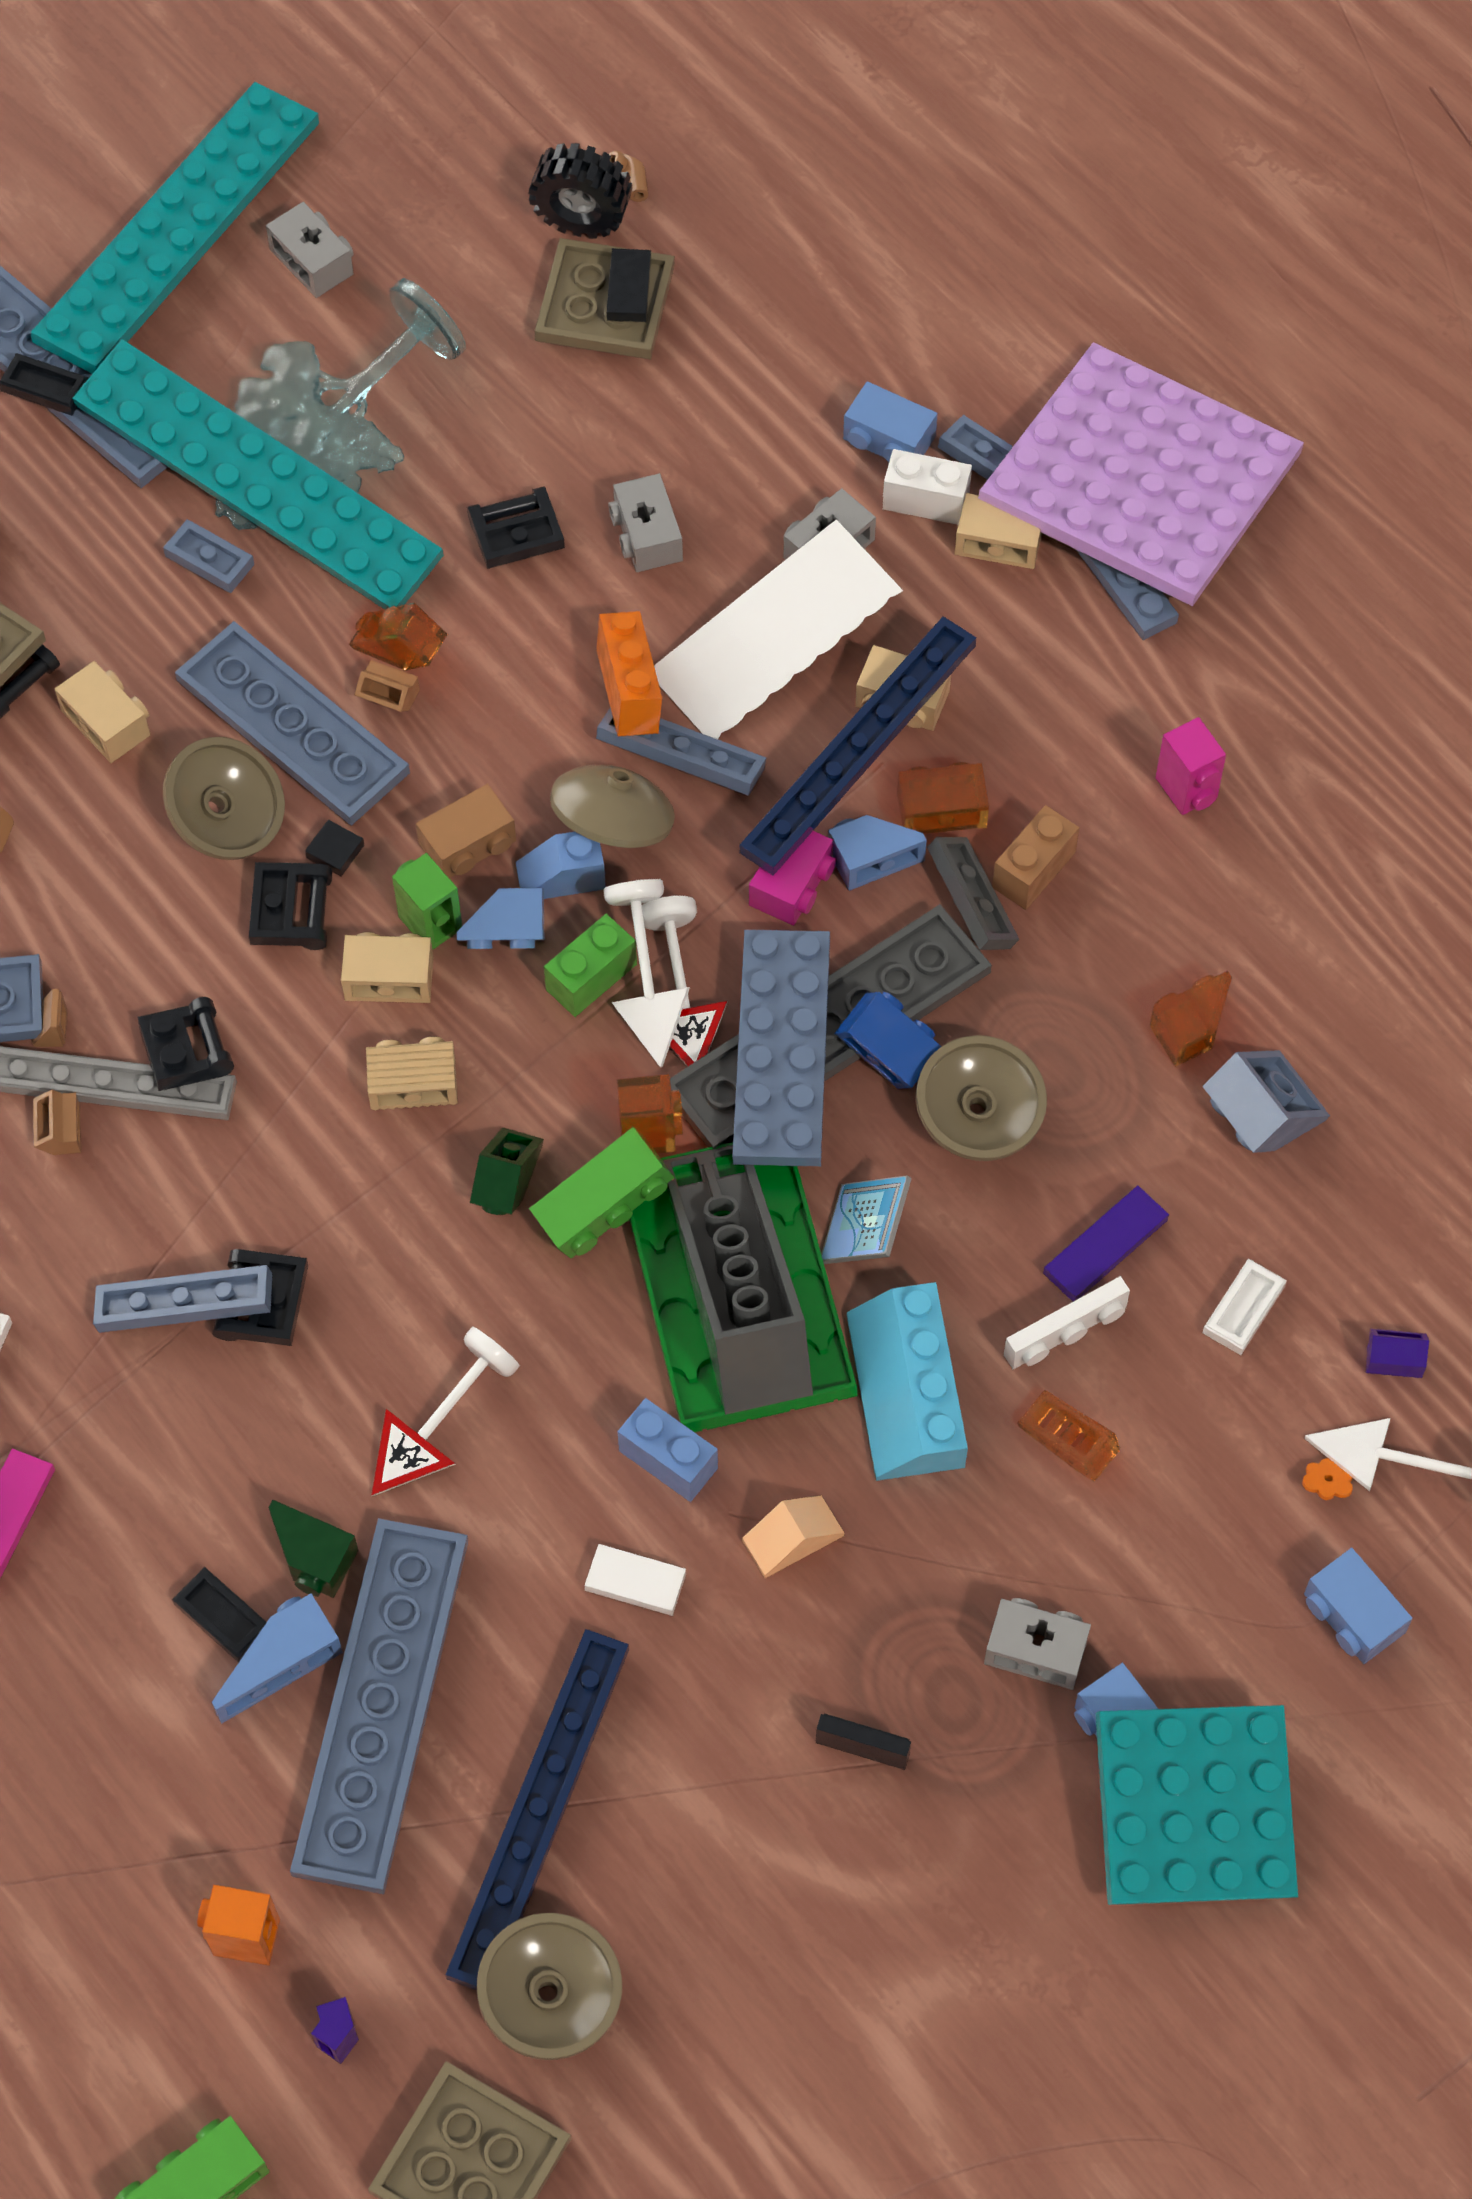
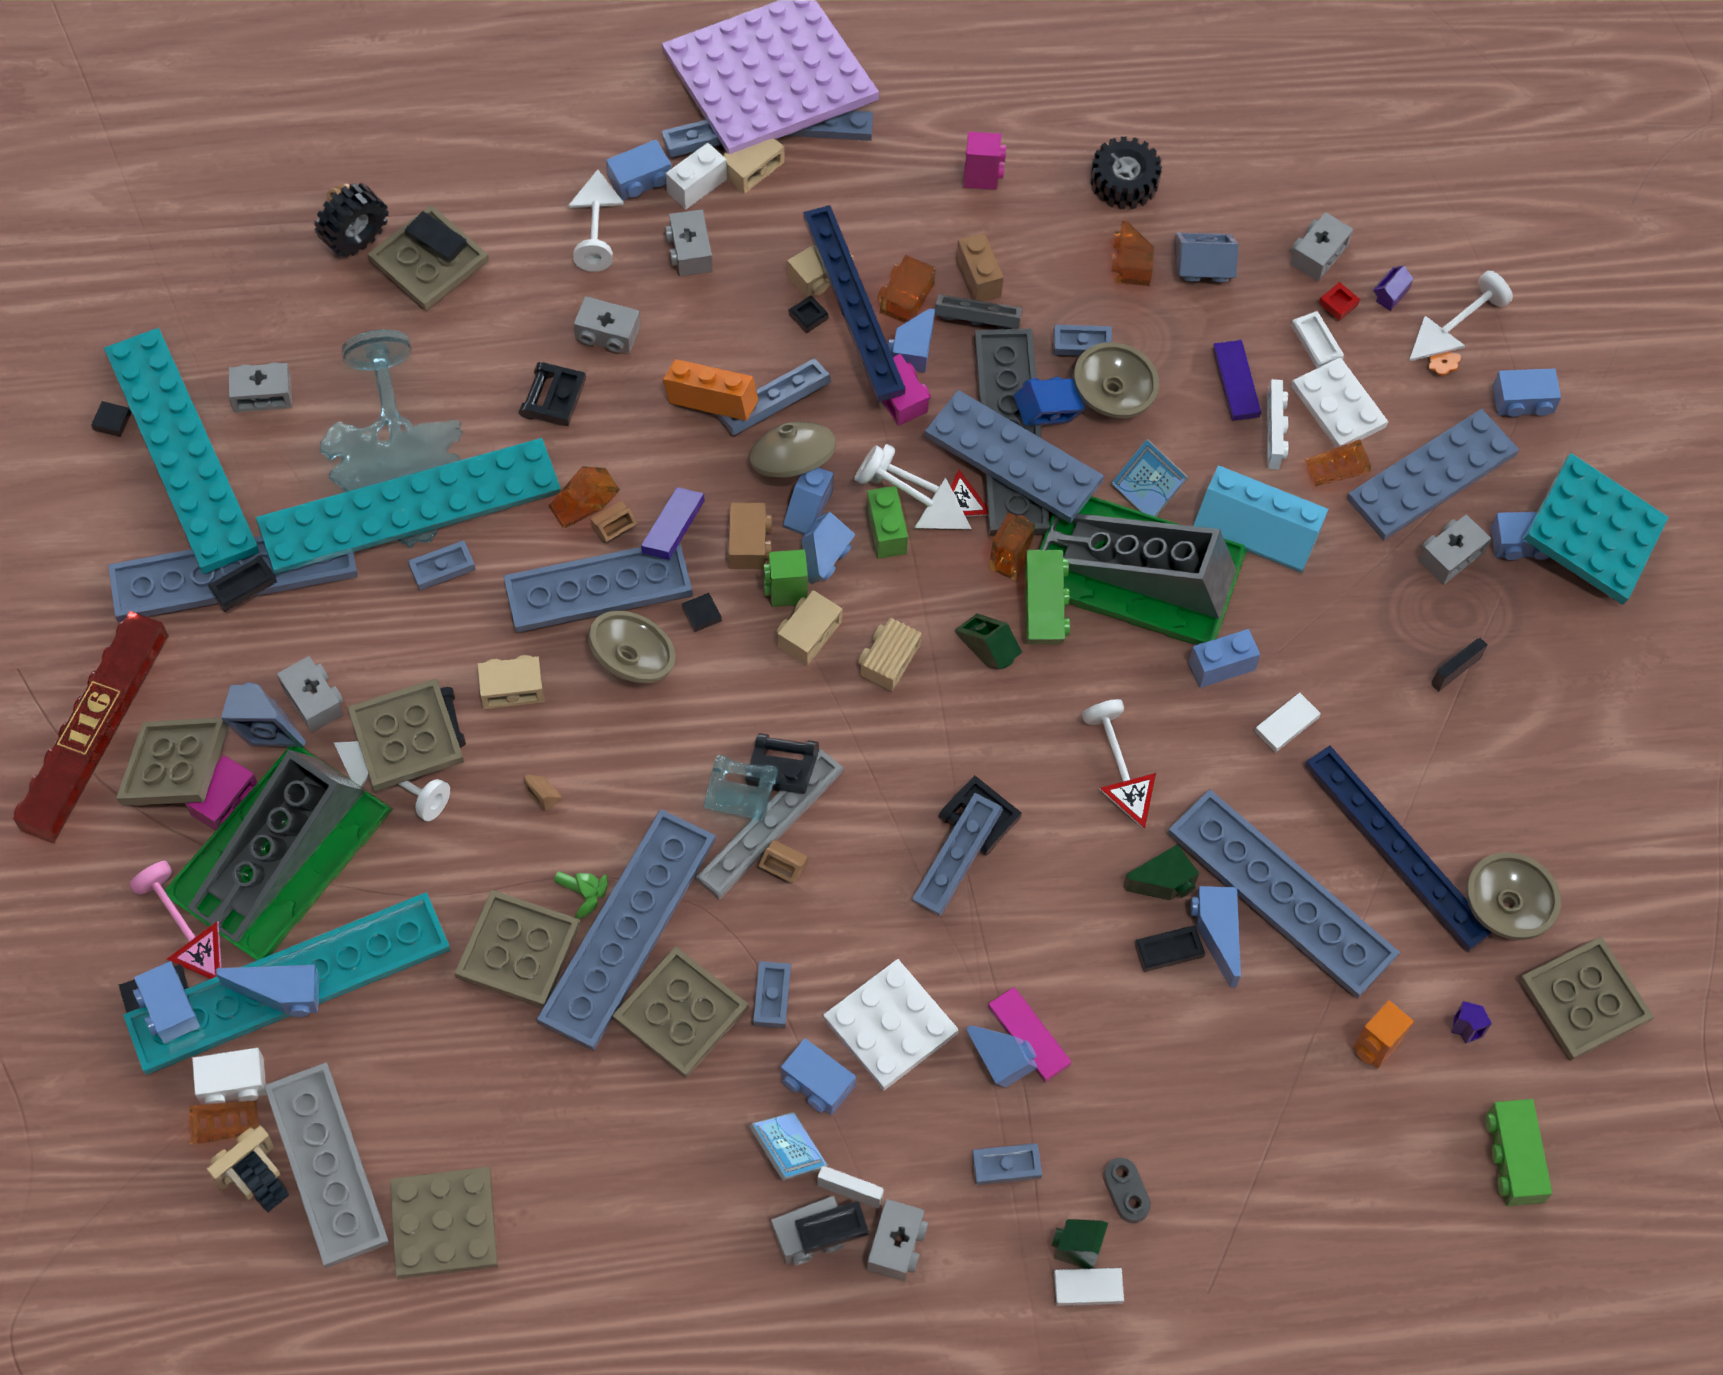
camera: 60 degrees left, 0 degrees up
(53, 1021) = (712, 824): medium nougat slope -> none
(105, 1023) = (737, 797): none -> clear light blue plate
(173, 144) = (111, 419): none -> black tile
(275, 904) = (720, 663): black plate -> none
(424, 745) = (672, 523): none -> tile
(774, 630) = (735, 300): white sticker -> none
(791, 1533) = (1311, 631): light nougat slope -> none
(823, 406) = (592, 253): none -> white piece
(829, 716) = (808, 314): none -> black tile
(1018, 1023) = (1076, 339): none -> sand blue plate
(1143, 1559) = (1432, 474): none -> sand blue plate
(1165, 1386) = (1339, 403): none -> white plate
(1313, 919) = (1139, 169): none -> black wheel
(1322, 1298) = (1339, 301): none -> red plate
(1408, 1242) = (1321, 246): none -> light grey brick

